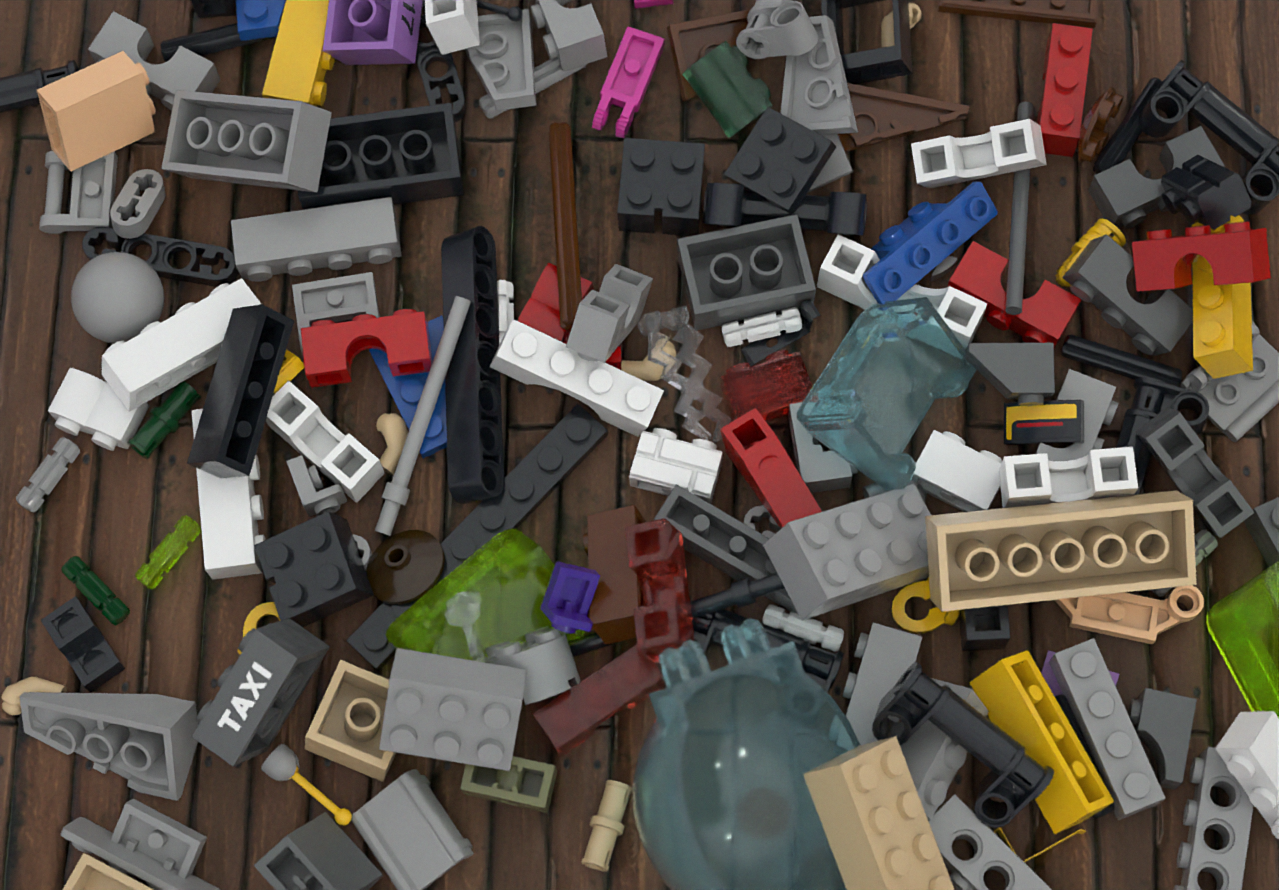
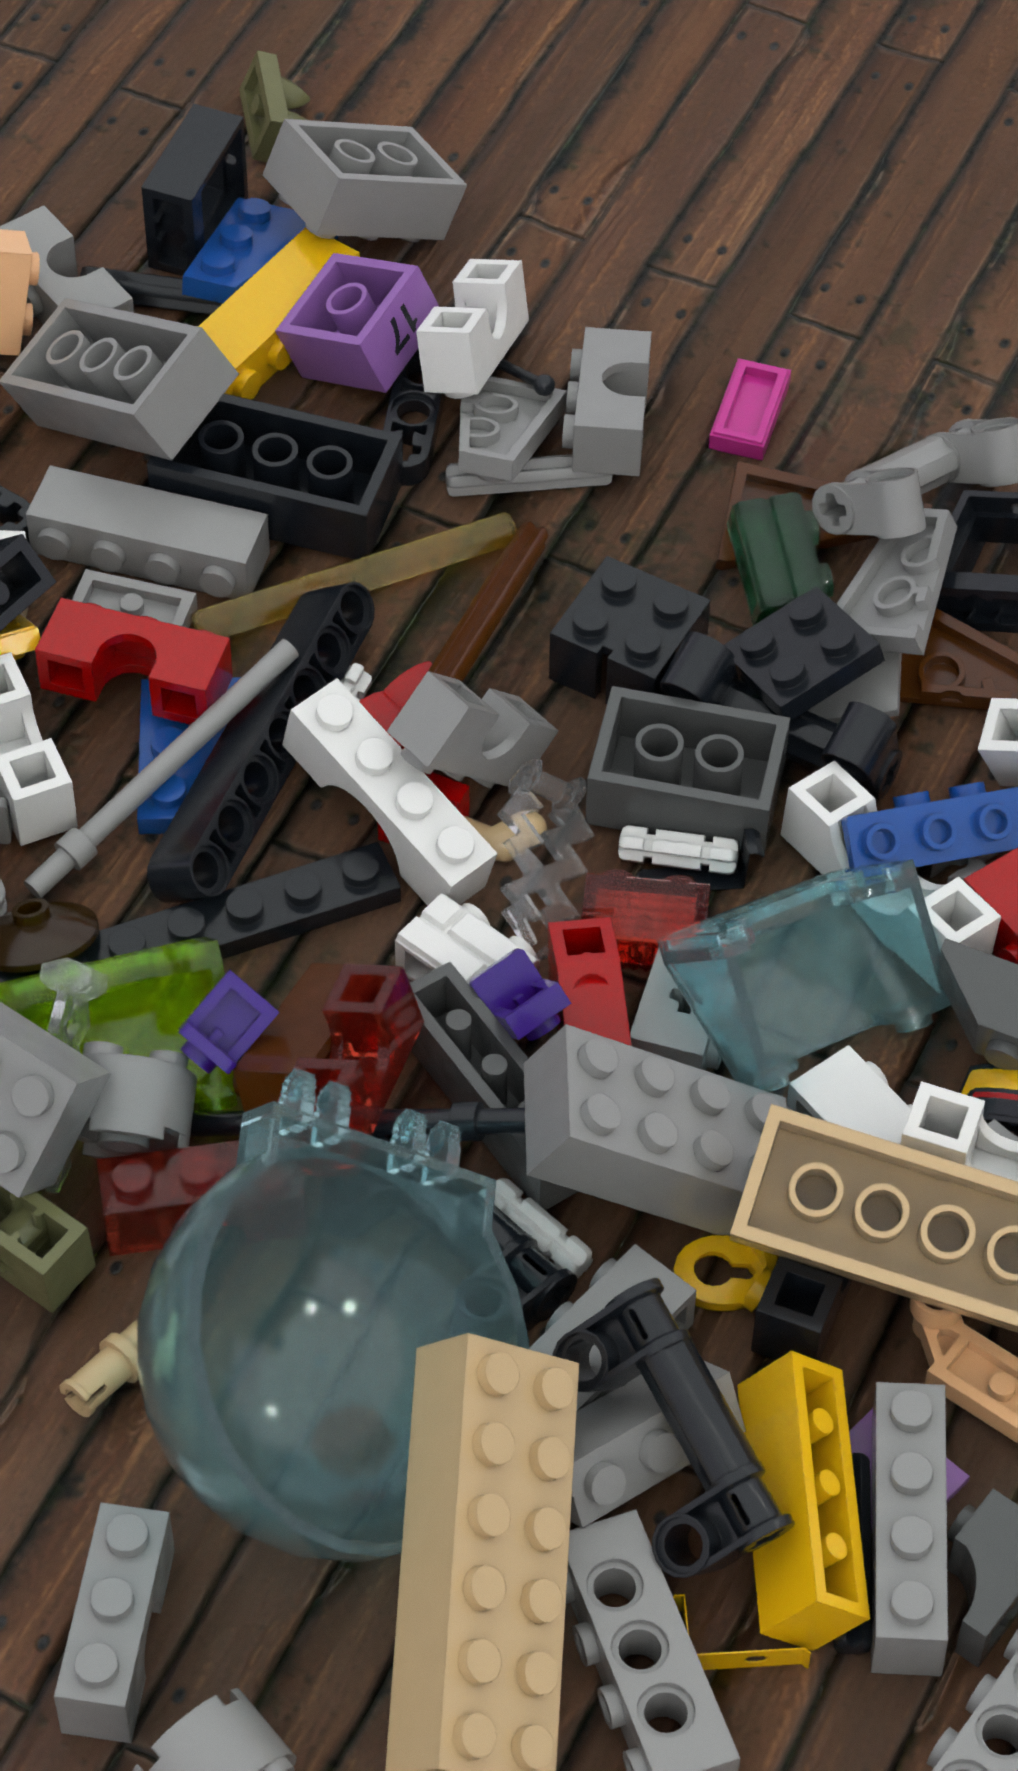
camera: 20 degrees right, 20 degrees down
(395, 434) = (115, 775): tan arm -> none
(462, 211) = (371, 571): none -> clear yellow axle
(628, 78) = (654, 511): dark pink hinge -> none
(732, 492) = (520, 996): none -> dark purple bracket

